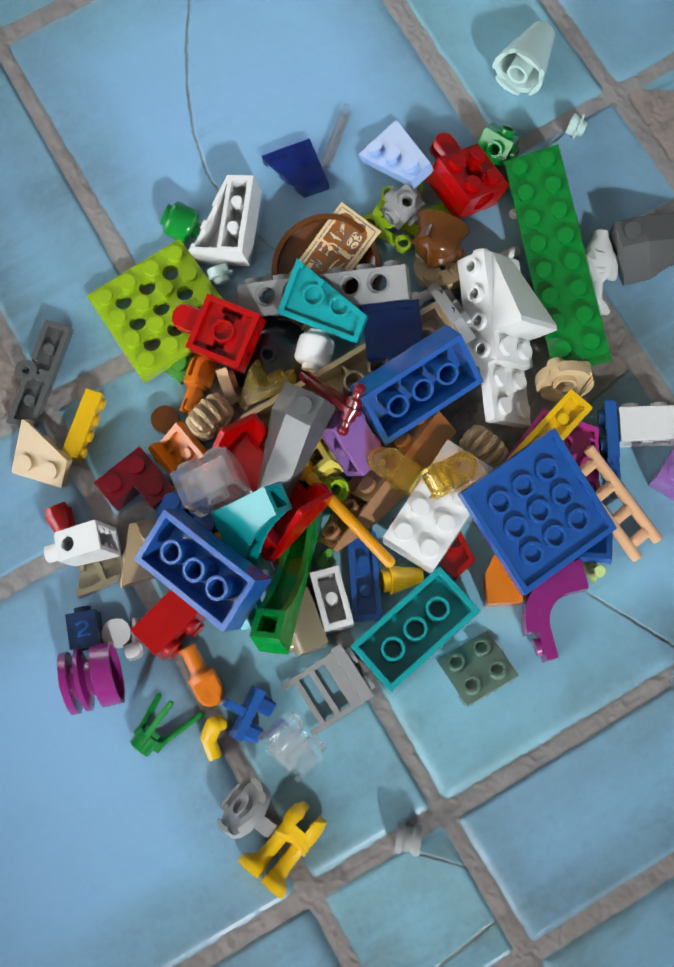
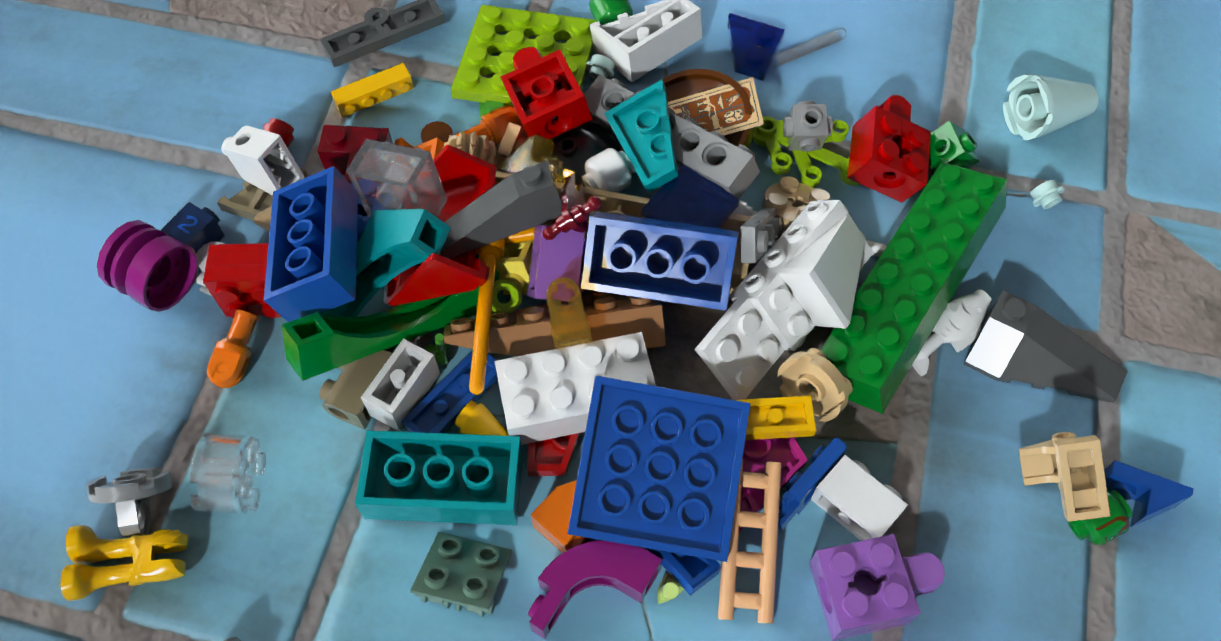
camera: 40 degrees right, 15 degrees down
(39, 457) = (313, 82): tan wing -> none
(147, 736) = (139, 357): green plant -> none
(210, 734) = (182, 406): yellow arm -> none
(254, 702) = (247, 412): blue hips -> none
(353, 686) = (343, 469): light grey plate -> none
(397, 156) = (845, 91): light blue wing -> none
(439, 237) = (813, 170): reddish brown helmet -> none
(447, 476) = (597, 350): clear yellow piece -> none
(484, 445) = (674, 370): tan gear -> none

